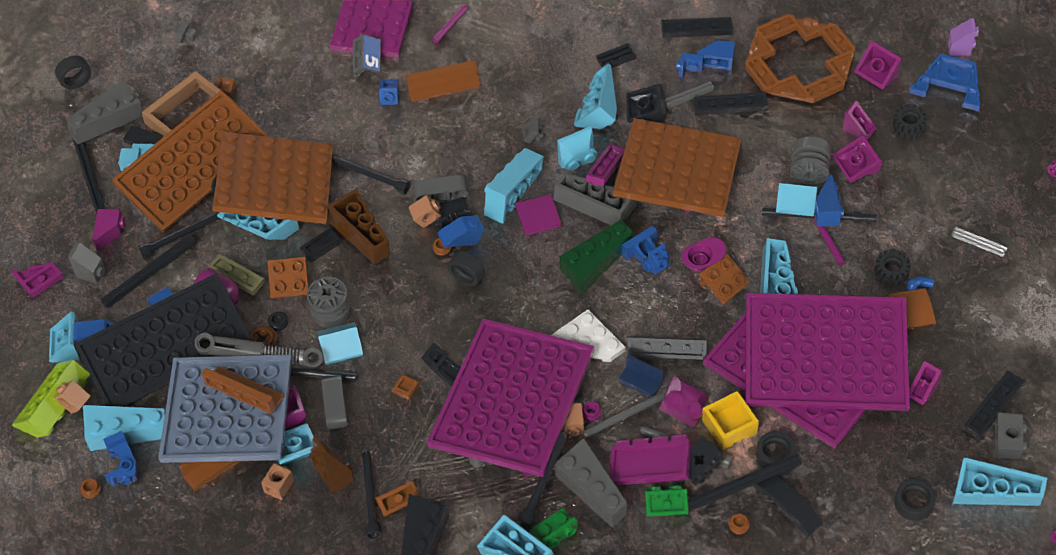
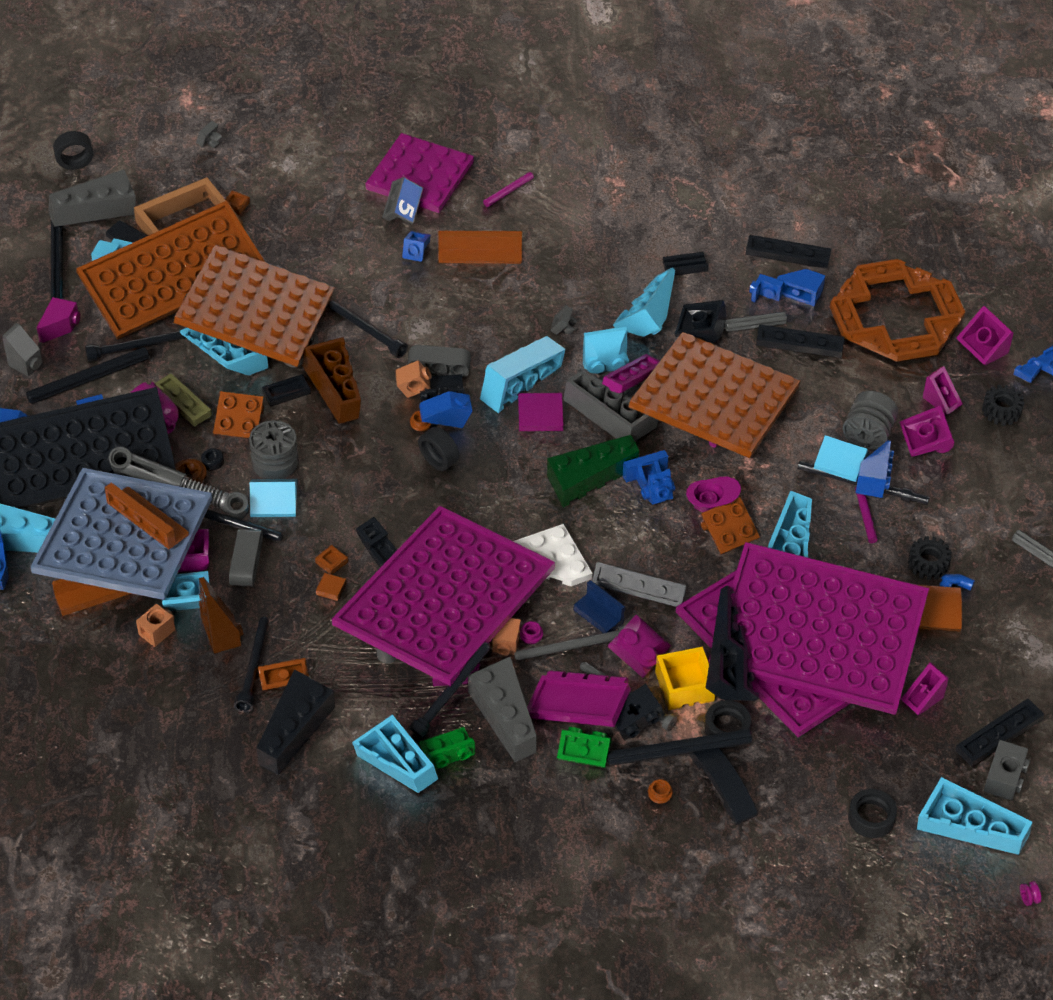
camera: 10 degrees right, 5 degrees down
(413, 411) = (331, 586): none -> dark orange tile
(764, 403) = (728, 667): none -> black wedge

